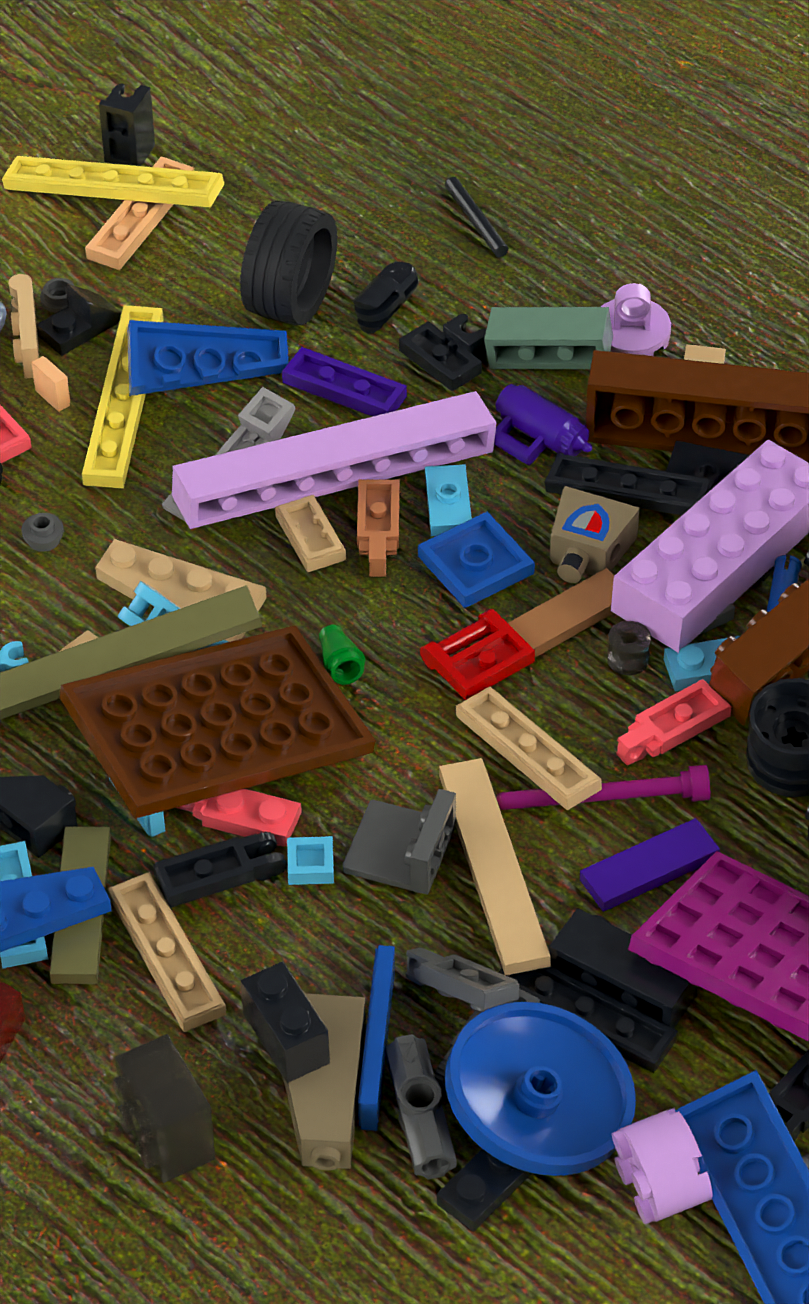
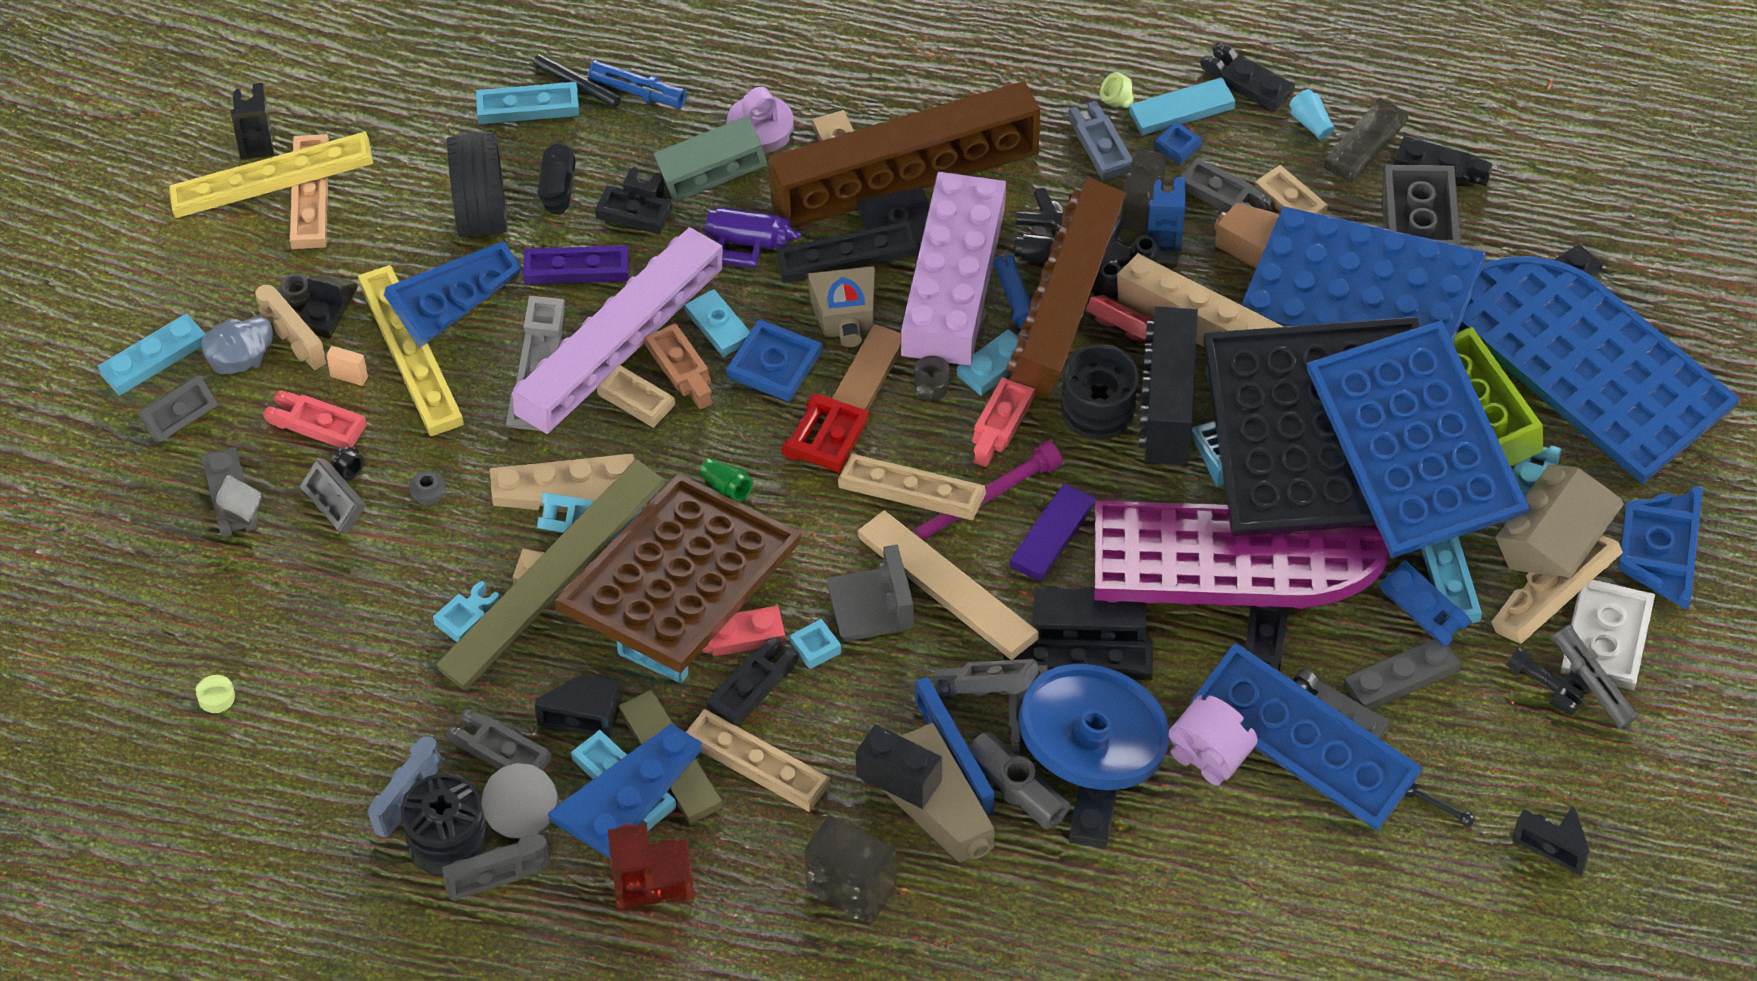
camera: 30 degrees left, 5 degrees up
(410, 216) = (527, 103): none -> medium azure plate
(555, 264) = (671, 95): none -> blue pin

